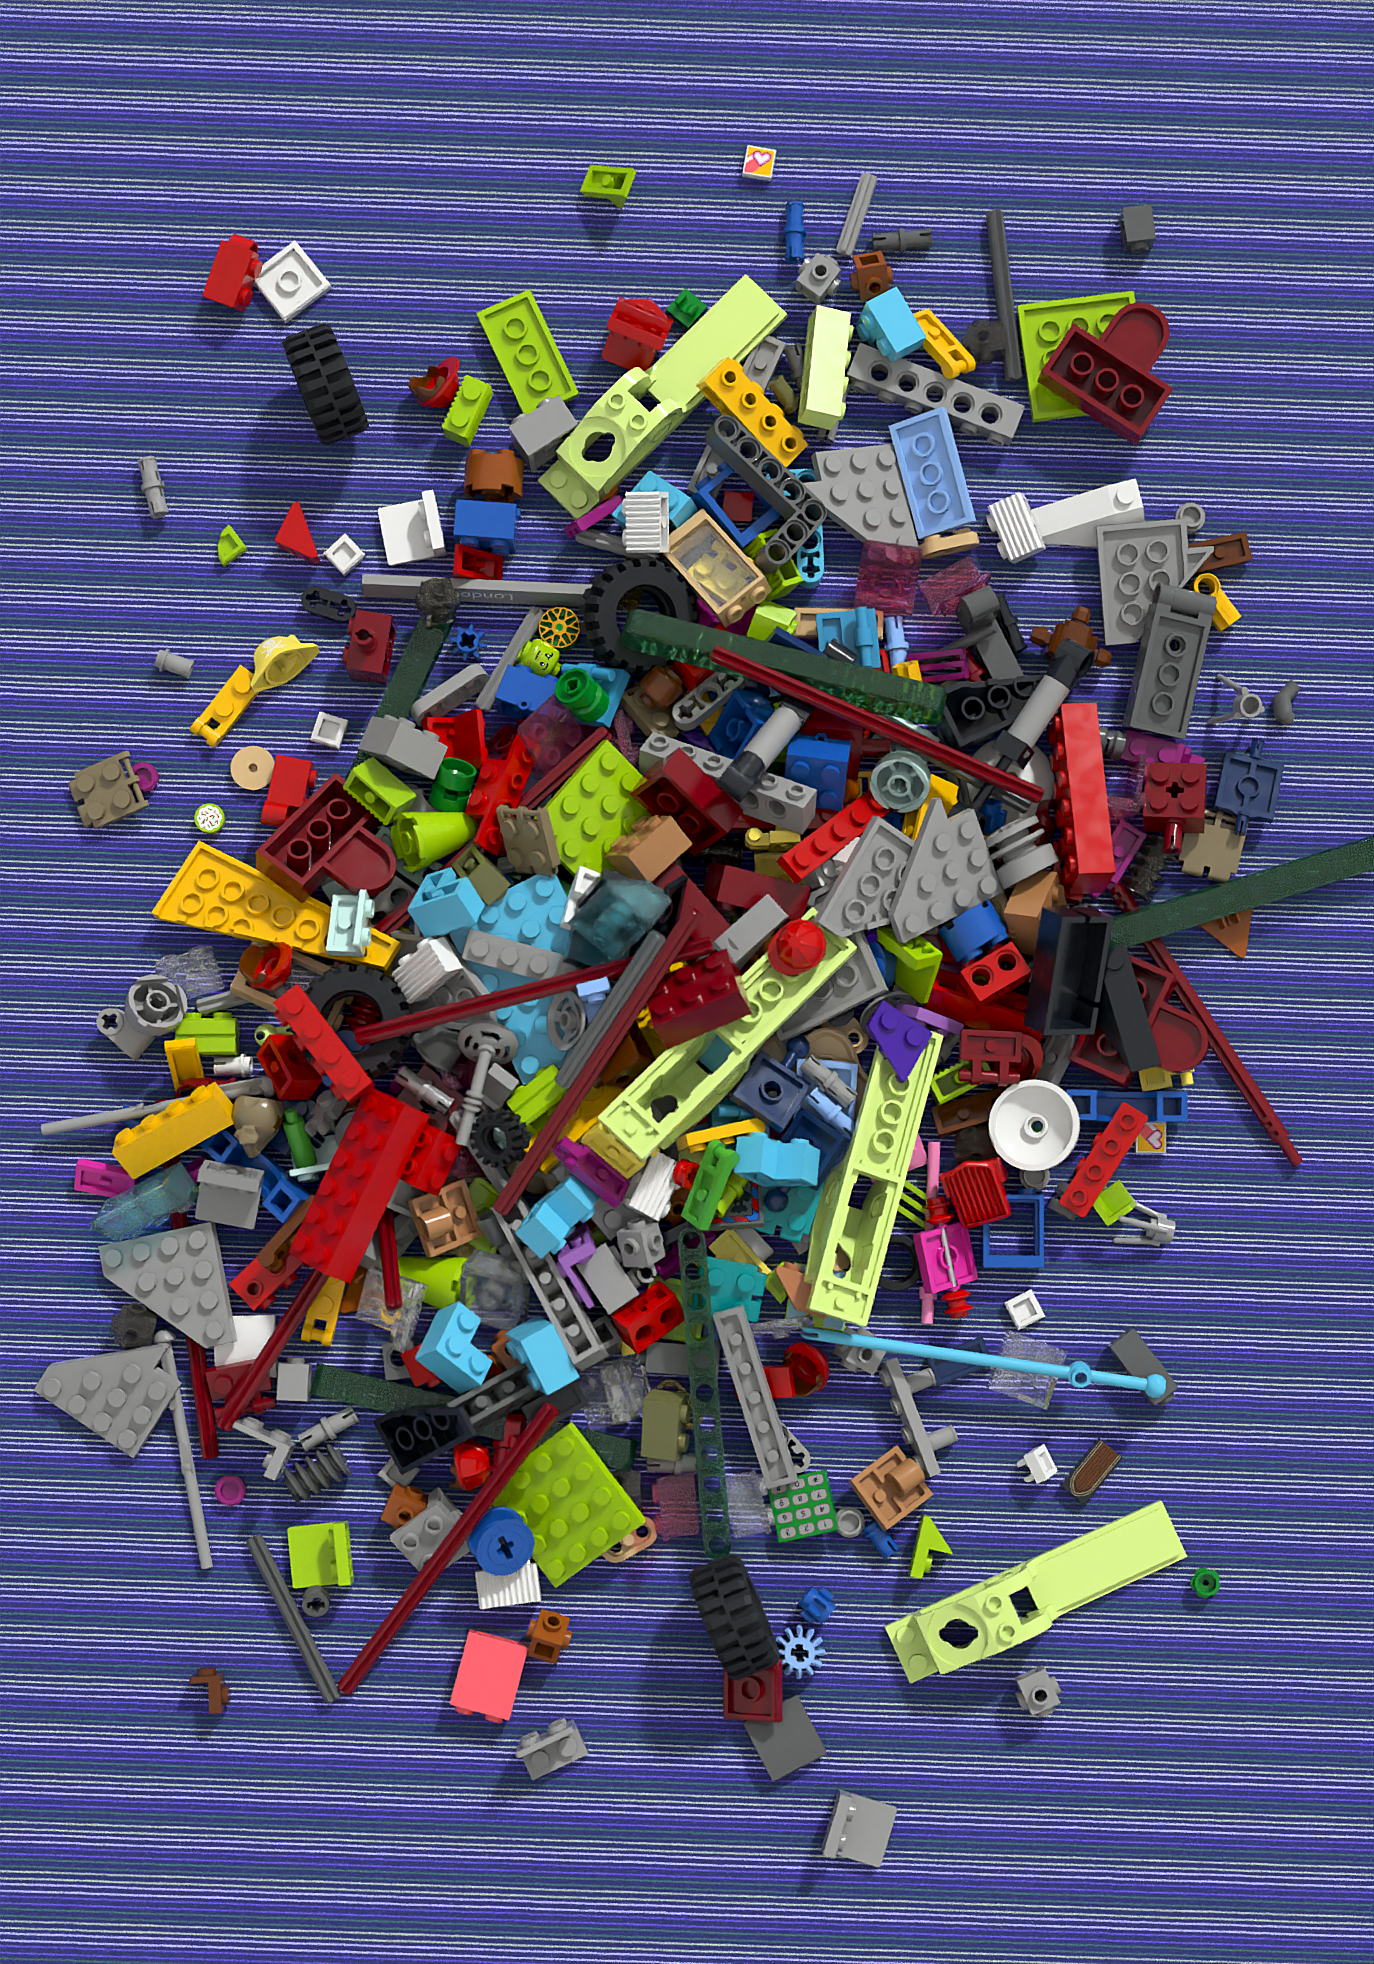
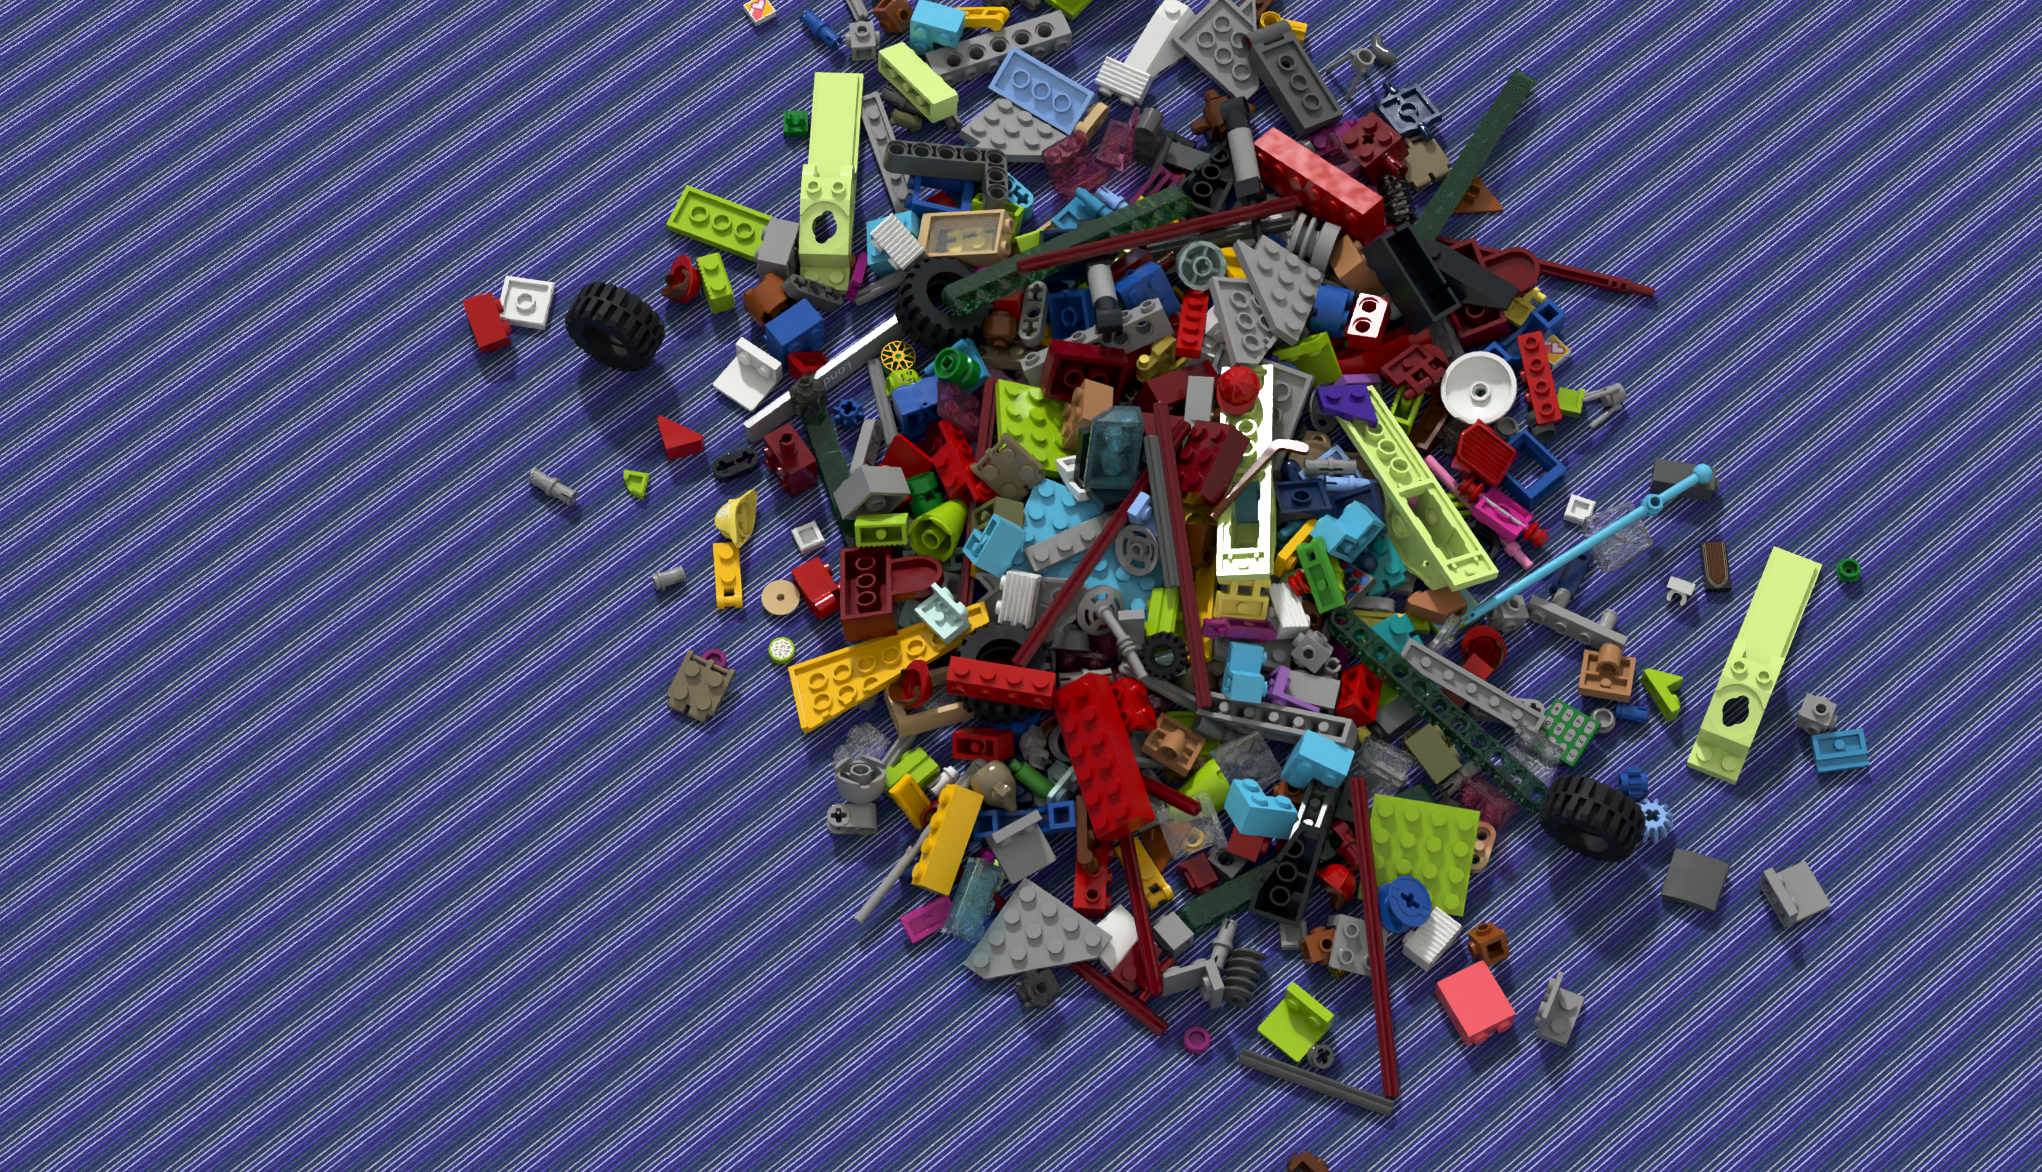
camera: 40 degrees left, 20 degrees down
(113, 1393) = (1063, 1042): light grey wing -> none
(185, 1452) = (1143, 1040): light grey bar -> none
(266, 1029) = (944, 744): yellowish green arm -> none
(344, 555) = (716, 429): white tile -> none
(365, 1350) = (1197, 875): none -> dark red window
(524, 499) = (815, 292): none -> dark grey beam
(608, 183) = (678, 87): lime slope -> none
(636, 333) = (780, 158): red piece -> none
(745, 401) = (871, 135): yellow brick -> none
(755, 1696) = (1647, 867): dark red plate -> none
(774, 1036) = (1272, 449): none -> piece
(1027, 1739) = (1839, 751): none -> dark azure plate

